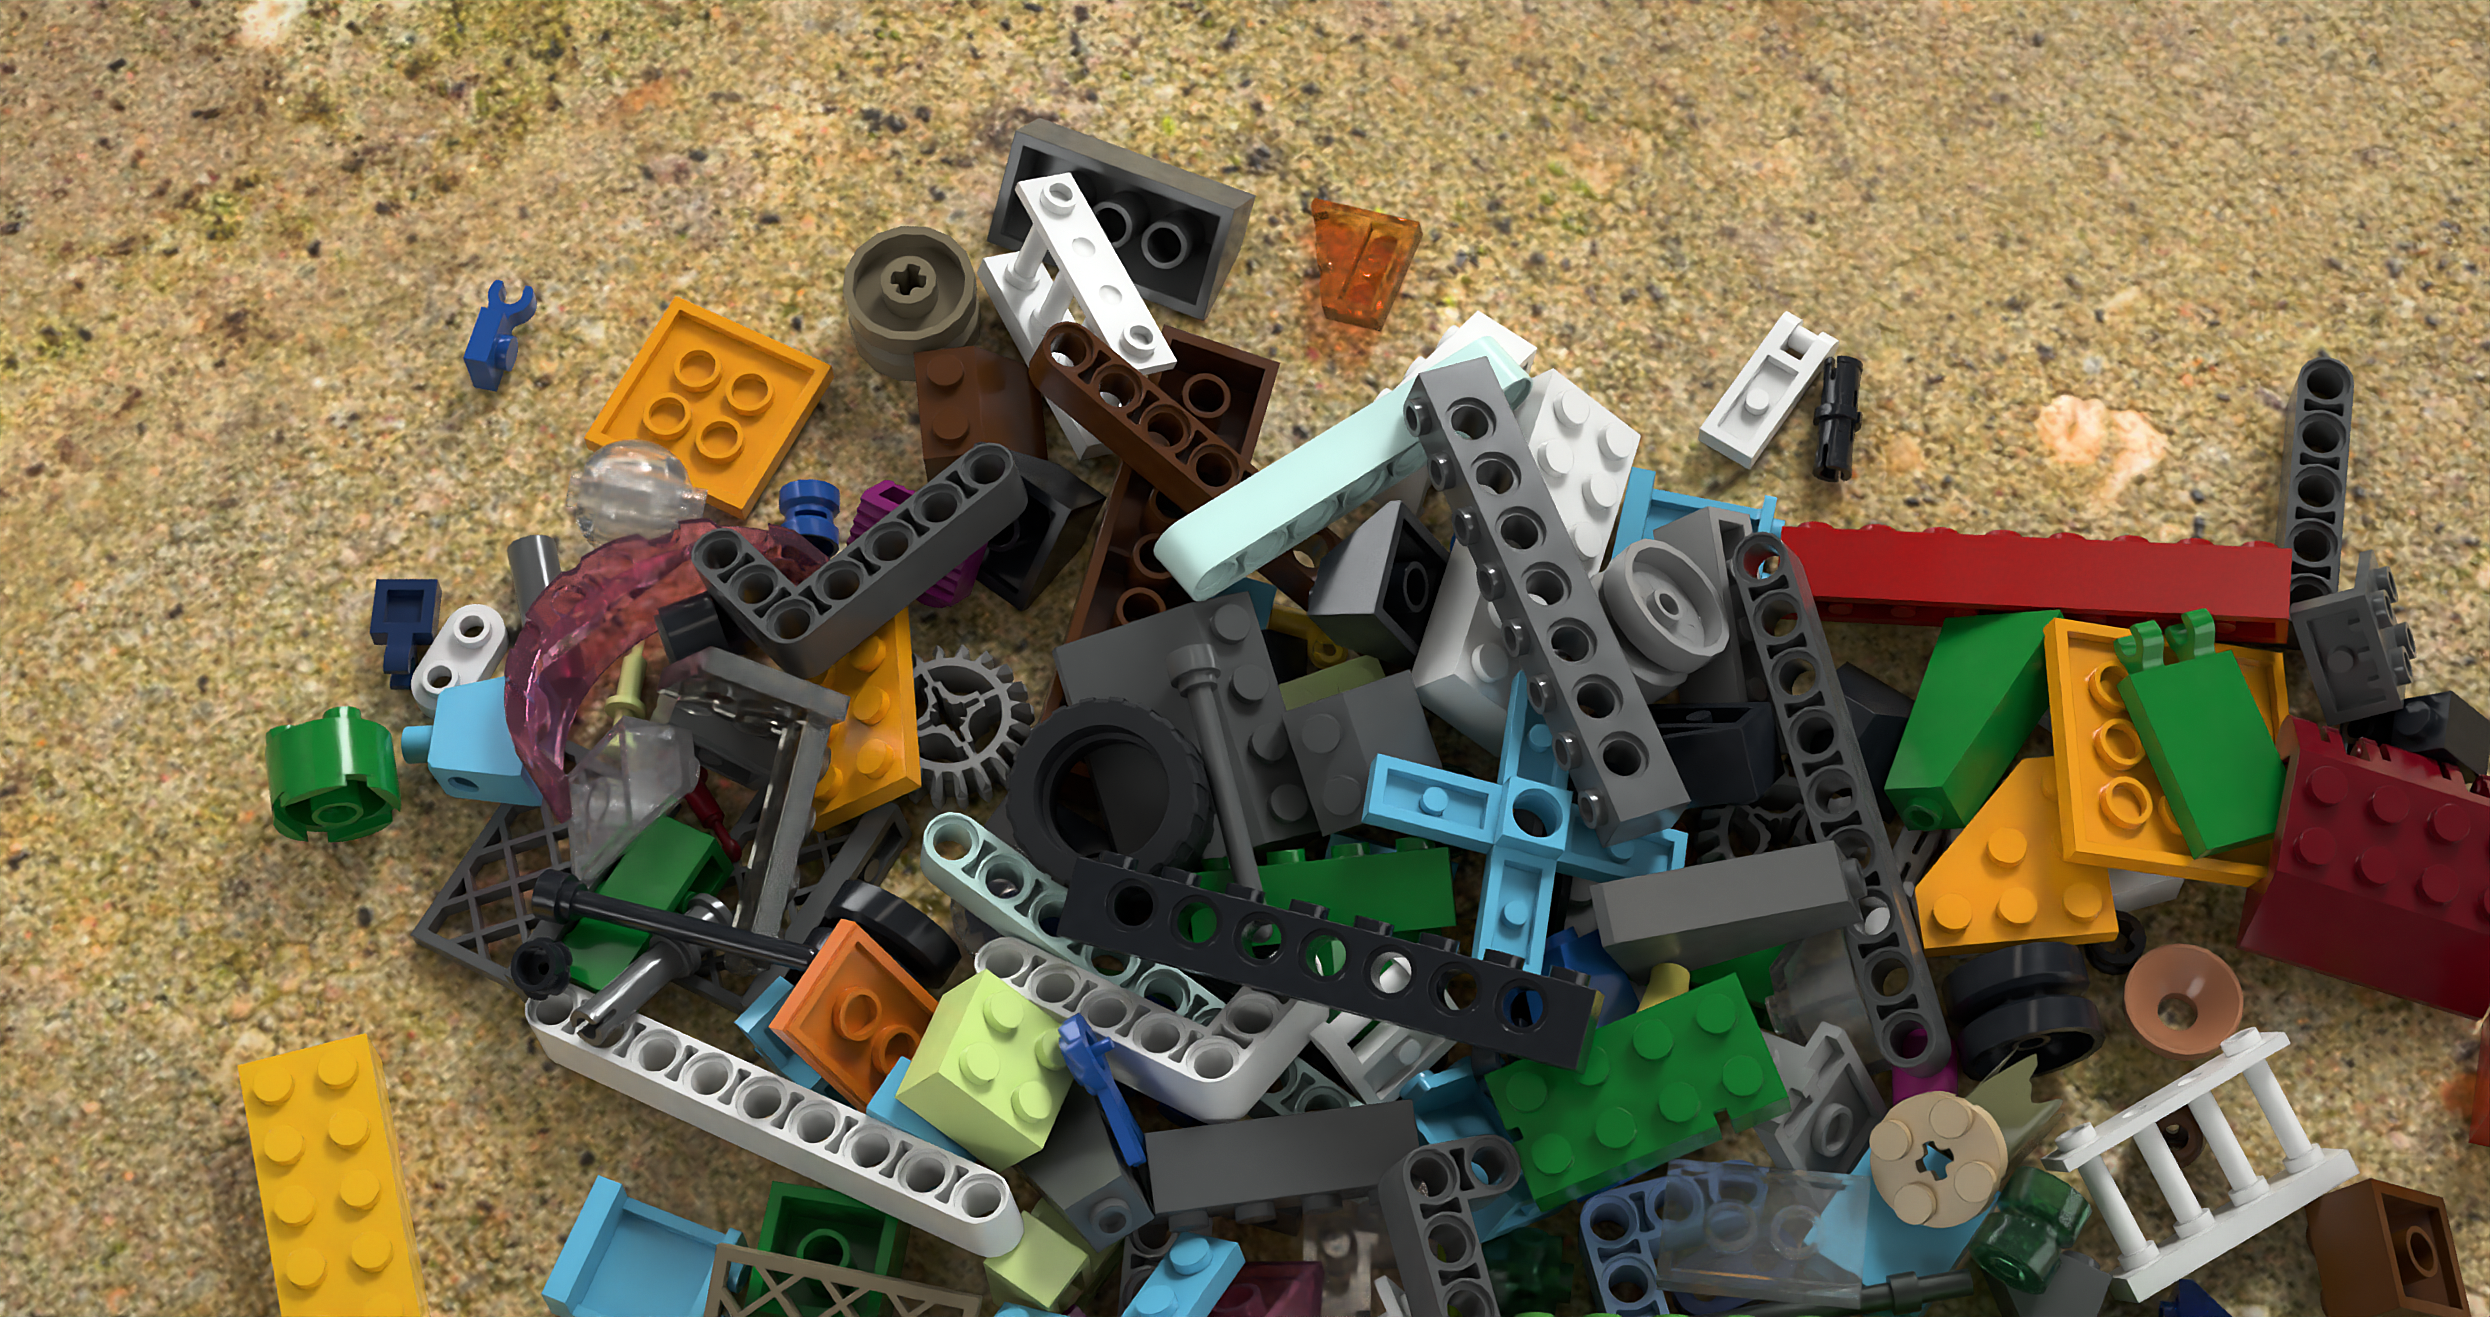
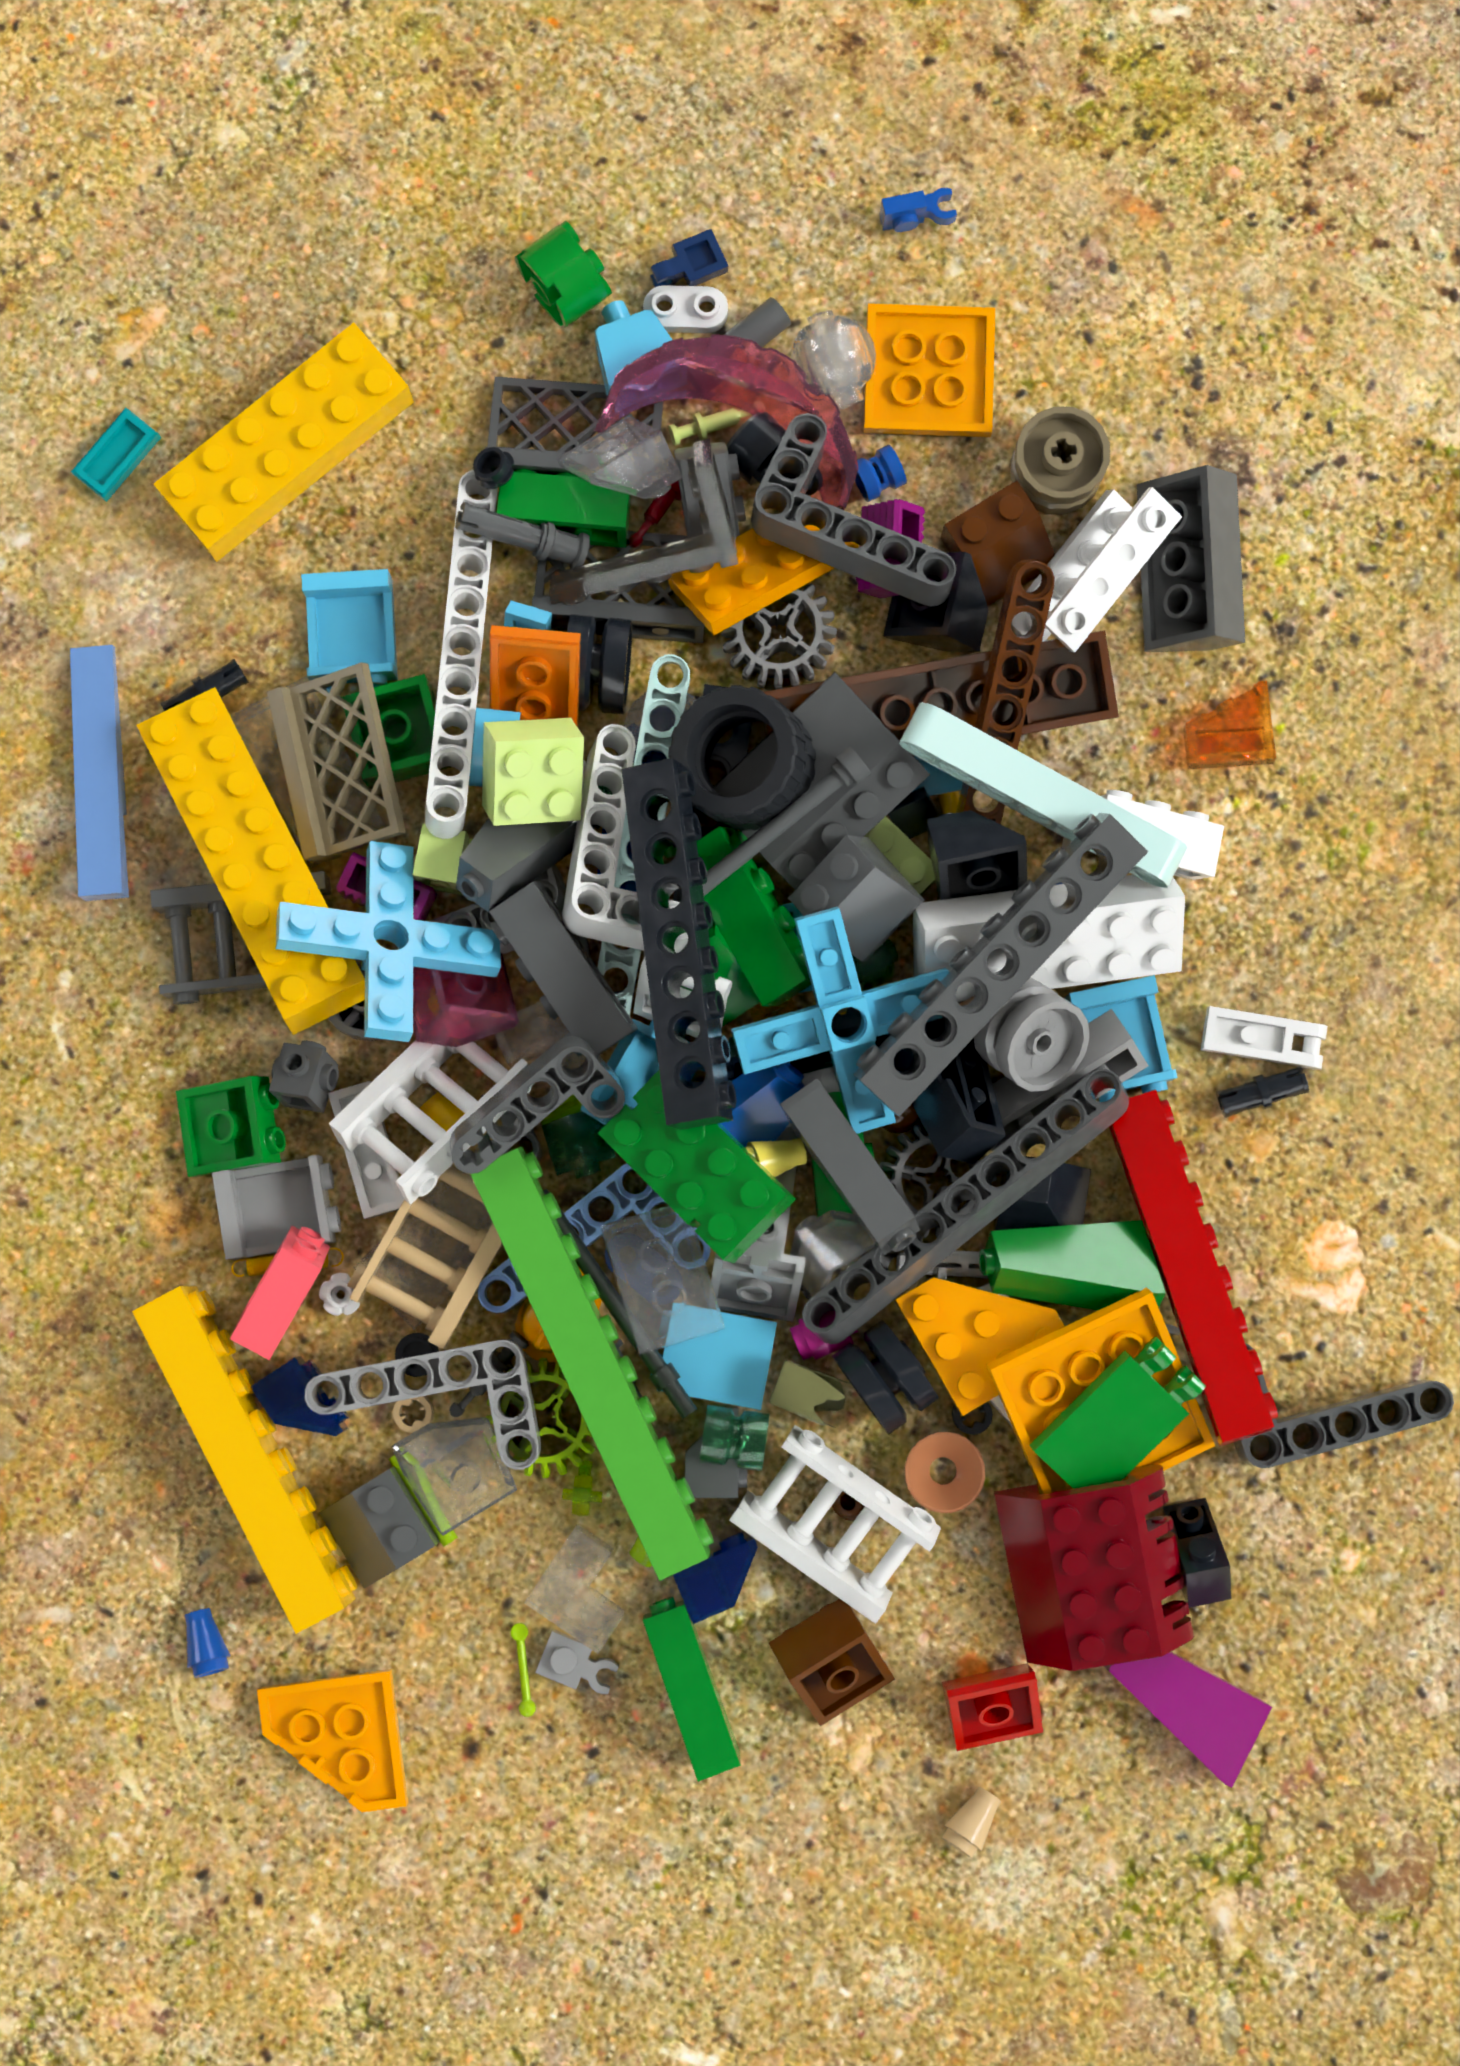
camera: 60 degrees right, 20 degrees up
(563, 898) = (543, 456): black piece -> none
(1091, 1069) = (554, 830): blue piece -> none
(1953, 1124) = (730, 1360): tan plate -> none
(2356, 646) = (1237, 1497): dark grey bracket -> none

